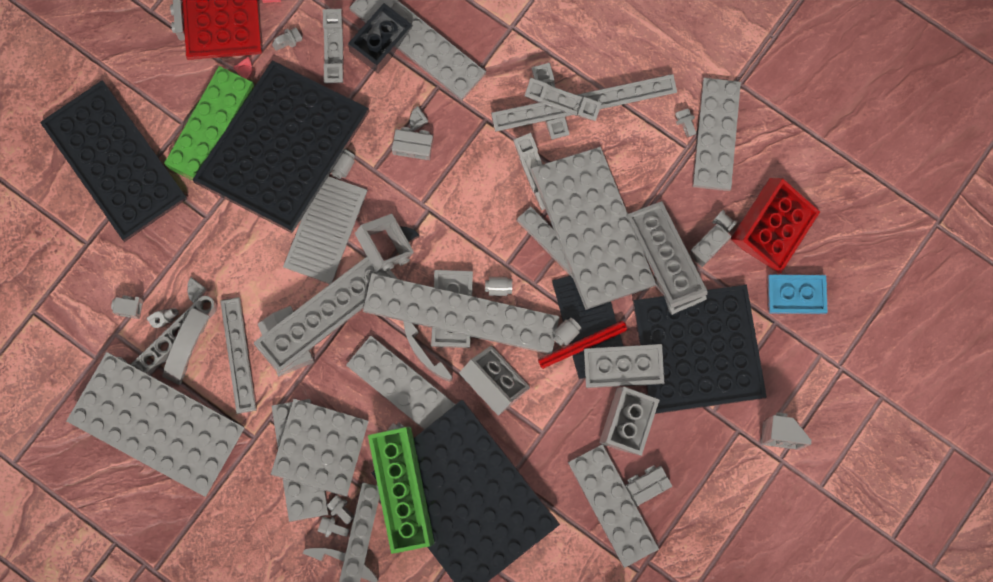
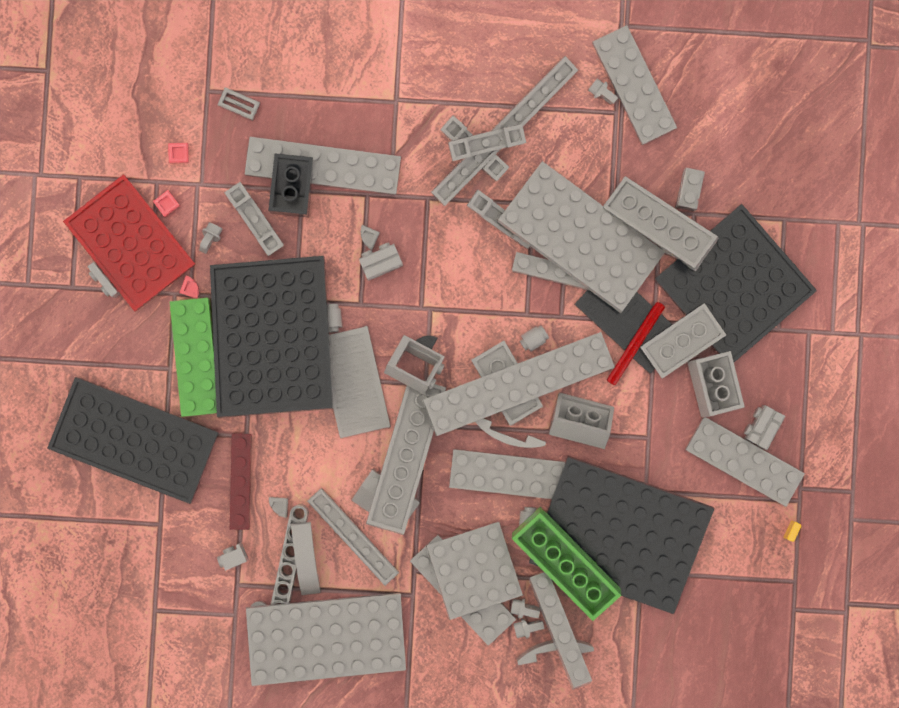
camera: 30 degrees left, 10 degrees up
(165, 317) = (270, 544): light grey piece -> none
(177, 250) = (240, 481): none -> dark red plate
(566, 332) = (616, 342): light grey brick -> none
(724, 221) = (689, 160): light grey bush -> none
(775, 224) = (733, 134): red slope -> none
(784, 433) = (847, 314): light grey slope -> none
(797, 294) = (789, 184): dark azure plate -> none

